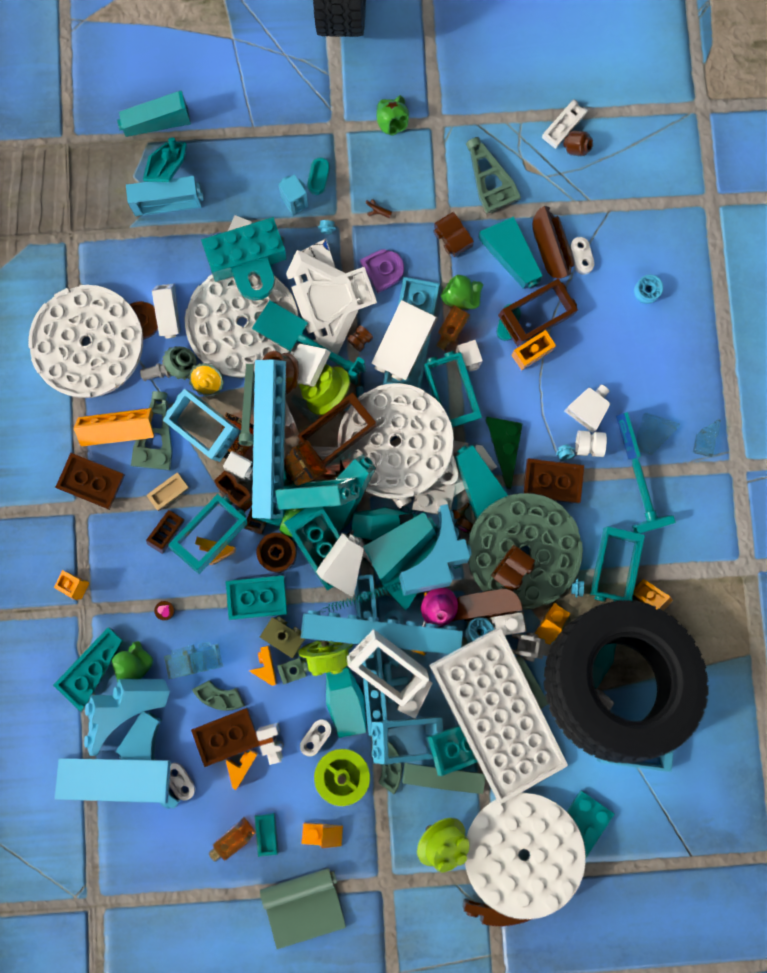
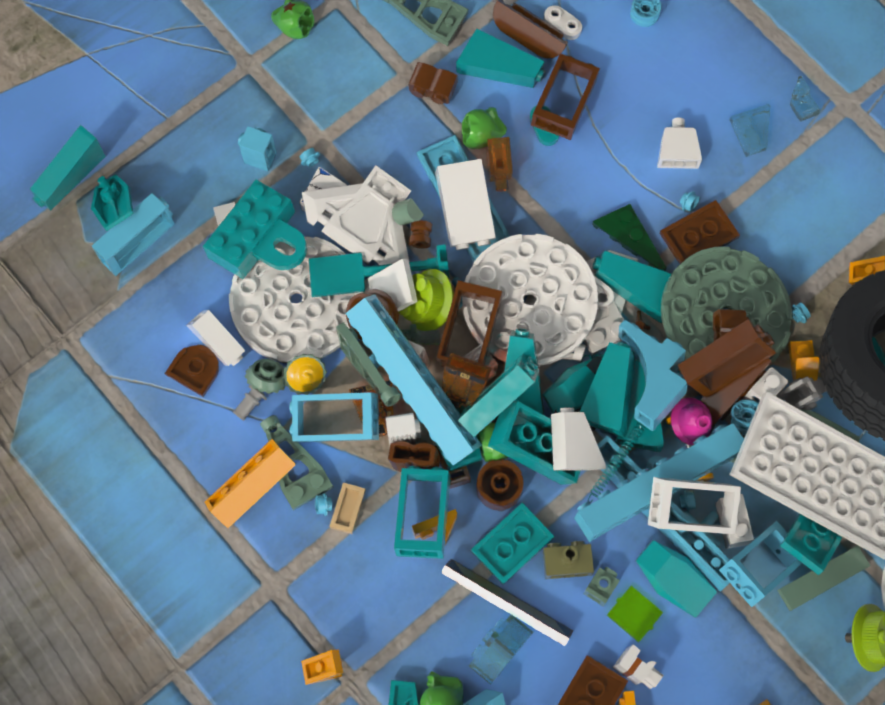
camera: 30 degrees left, 10 degrees down
(90, 481) = (263, 553): reddish brown plate -> none
(93, 368) = (152, 457): white plate -> none
(153, 477) = (323, 504): none -> medium azure plate
(159, 528) = (377, 562): reddish brown slope -> none
(164, 610) = (433, 623): reddish brown tile -> none
(218, 698) = (551, 668): sand green tile -> none
(222, 633) = (507, 602): none -> tile
(267, 672) = (579, 605): light orange slope -> none
(301, 704) = (634, 614): none -> clear neon green piece
(315, 737) = (674, 633): white plate -> none
(318, 176) = (265, 117): teal tile -> none
(325, 656) = (625, 544): lime piece -> none
(342, 777) = (731, 648): lime piece -> none
(360, 316) = (406, 212): none -> sand green brick
(378, 209) = (345, 110): reddish brown bar -> none
(383, 269) = (393, 156): medium lavender tile -> none
(391, 773) = (769, 612): sand green tile -> none
(449, 357) = (549, 201): teal window -> none
(464, 525) = (655, 330): reddish brown tile -> none
(470, 355) = (533, 178): white brick -> none
(491, 585) = (727, 358): none -> reddish brown window
(533, 350) = (588, 131): light orange brick -> none
(589, 443) = (704, 177): white wheel -> none
(631, 447) = (748, 154): teal piece -> none
(638, 540) = (818, 231): teal window -> none

